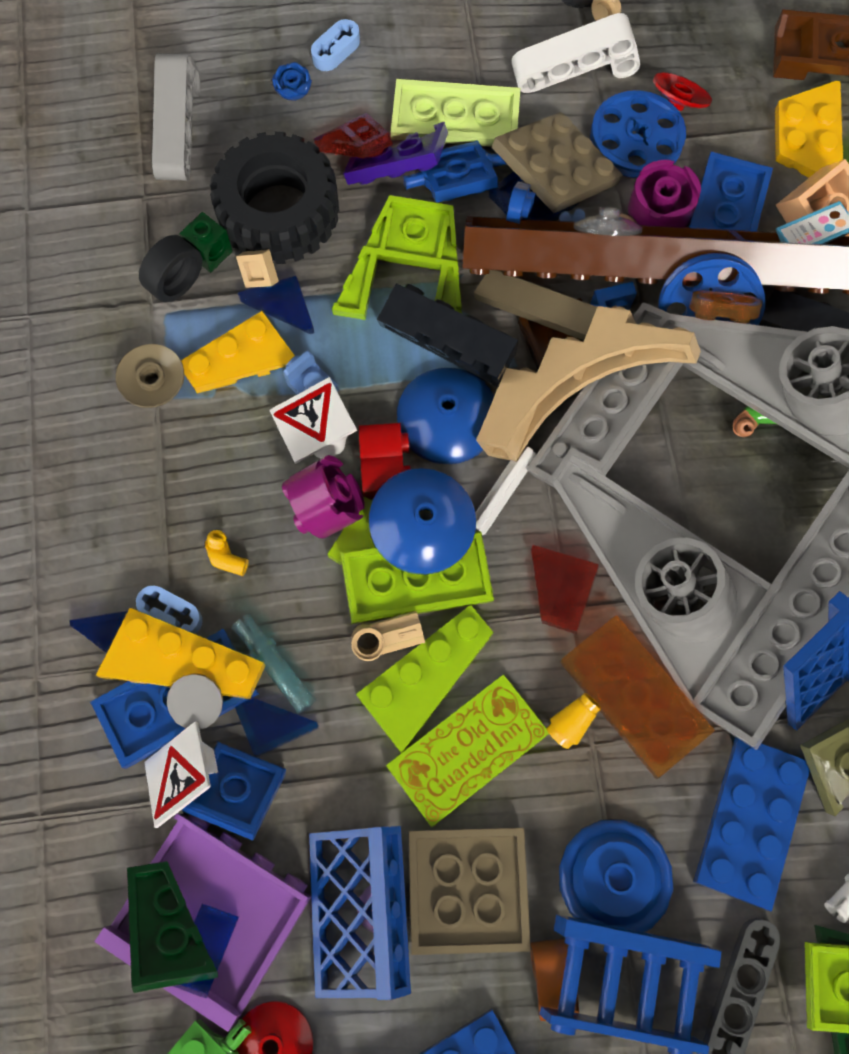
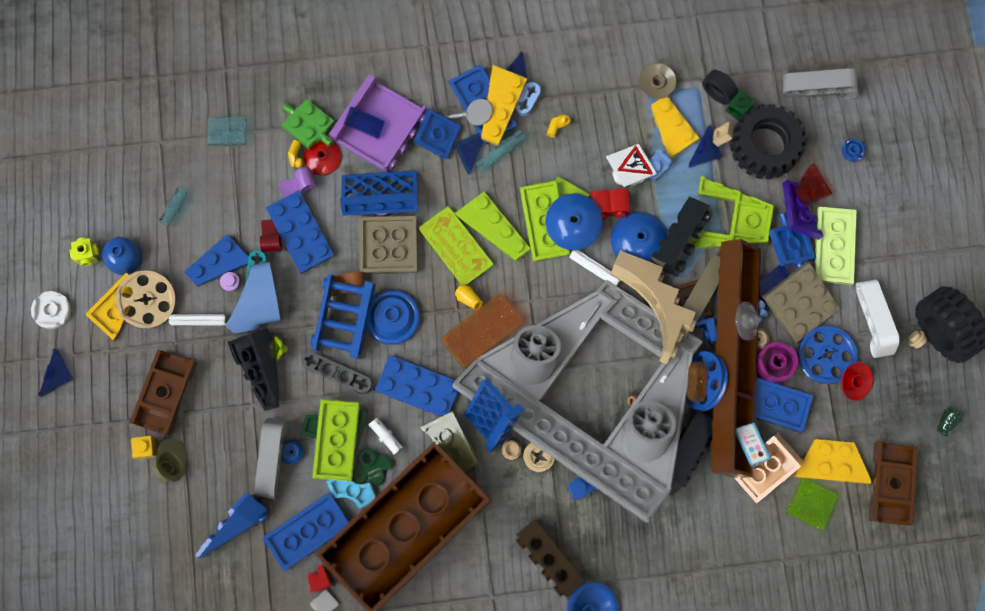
camera: 90 degrees right, 5 degrees up
(163, 936) = (373, 102): dark green wing -> none
(179, 773) = (445, 107): white piece -> none
(324, 498) = (585, 171): magenta brick -> none
(333, 43) = (883, 175): light blue beam -> none
(392, 635) = (512, 206): tan piece -> none
(520, 202) = (765, 274): blue plate -> none
(562, 587) = (539, 296): clear red wing -> none

